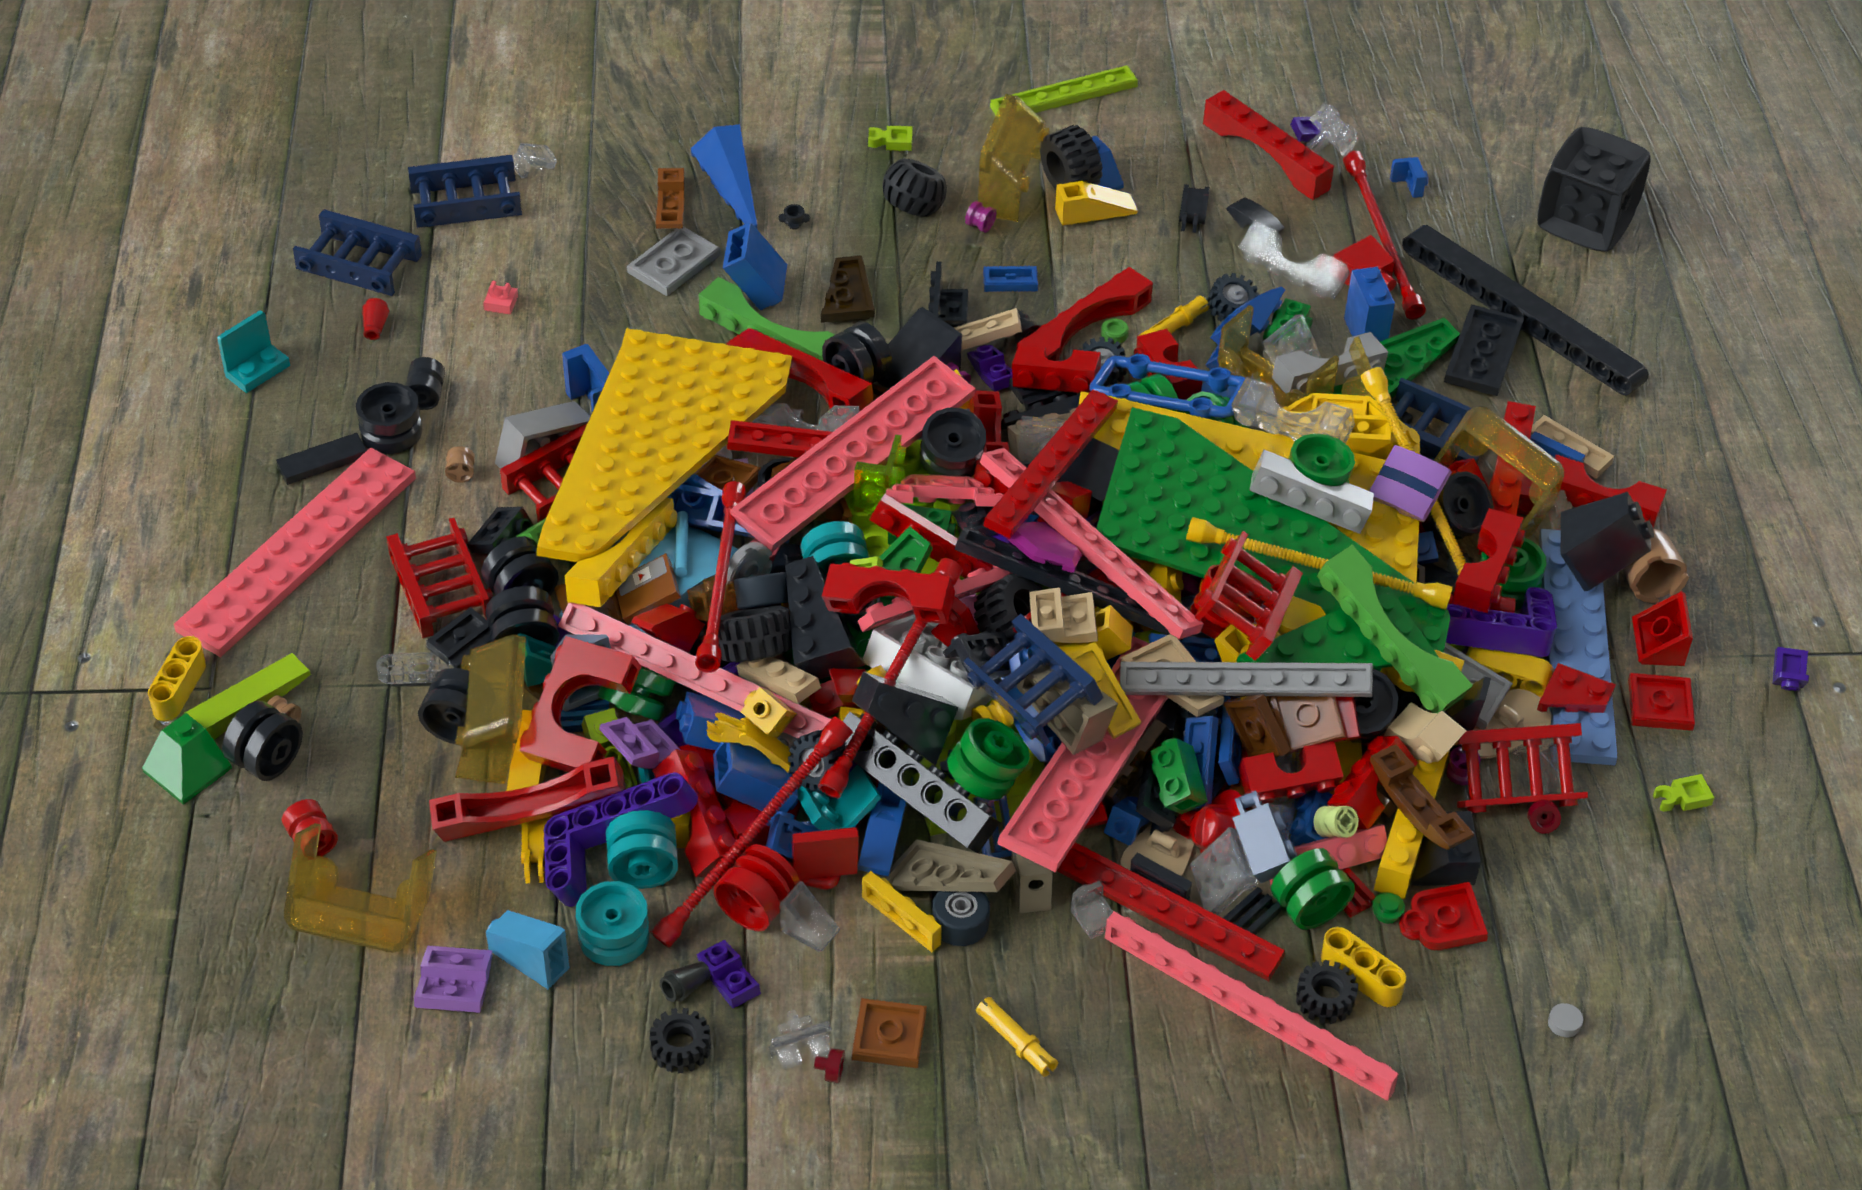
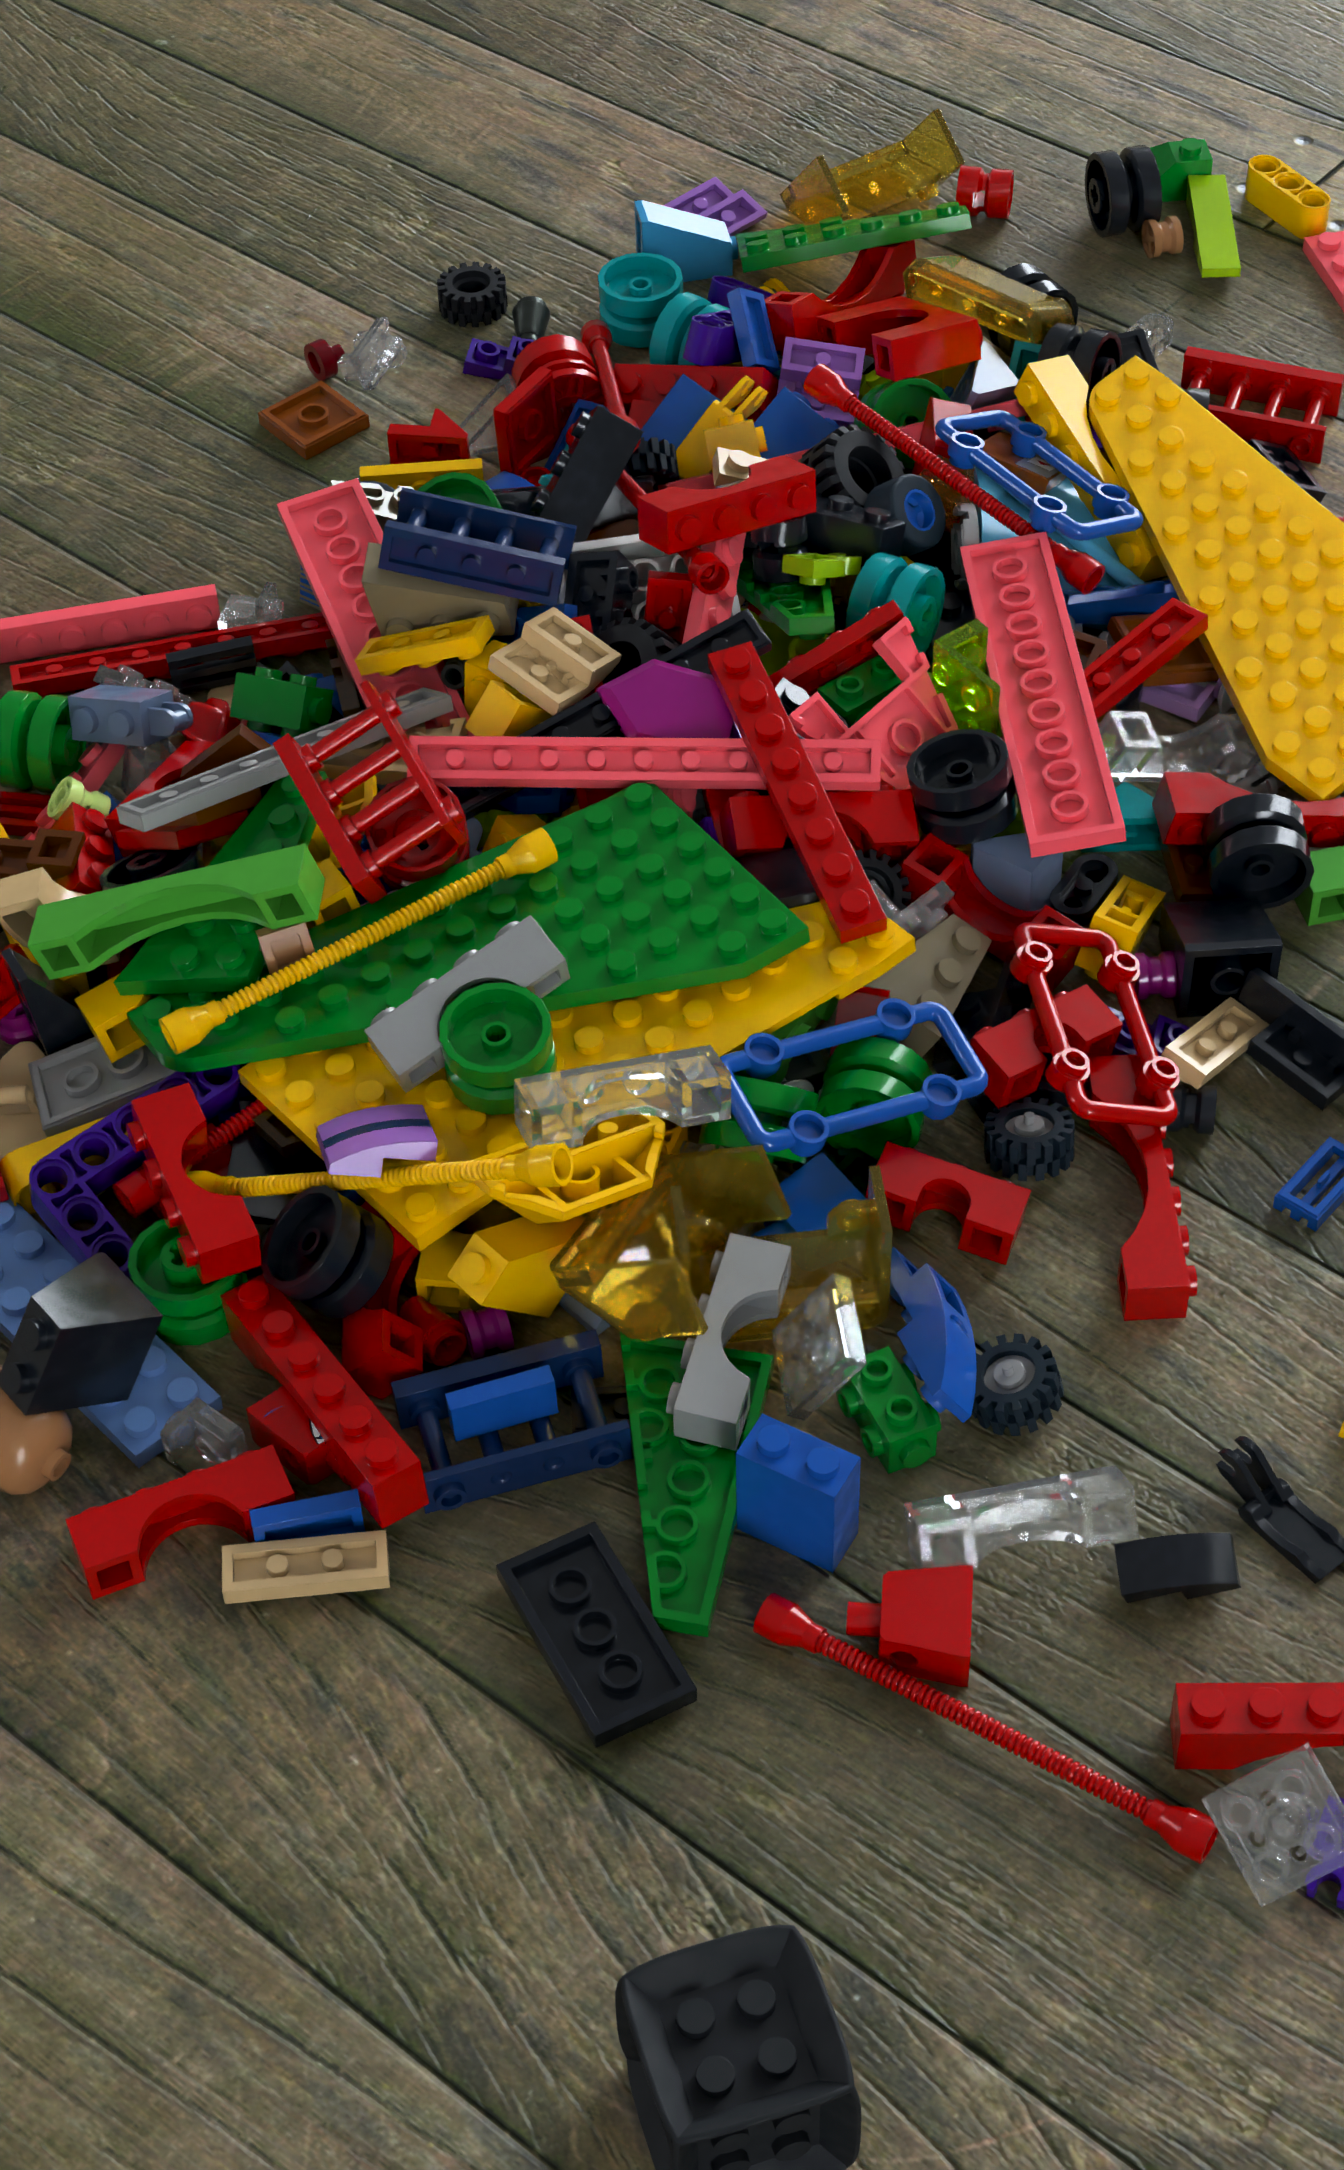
camera: 135 degrees right, 0 degrees up
(471, 860) = (834, 237): none -> green wing
(645, 775) = (753, 329): none -> blue tile
(664, 516) = (1046, 511): none -> blue bar
(858, 933) = (437, 442): none -> red slope
(1026, 1045) = (197, 482): yellow pin -> none
(1028, 373) = (1071, 1066): none -> red bar
(1115, 329) = (1095, 1224): bright green tile -> none
(1182, 316) = (1043, 1309): yellow pin -> none
(1412, 172) = (1078, 1894): blue bracket -> none
(1438, 413) = (502, 1403): none -> blue tile
(1485, 430) = (314, 1336): clear yellow windscreen -> none
(1540, 318) = (621, 1765): black beam -> none

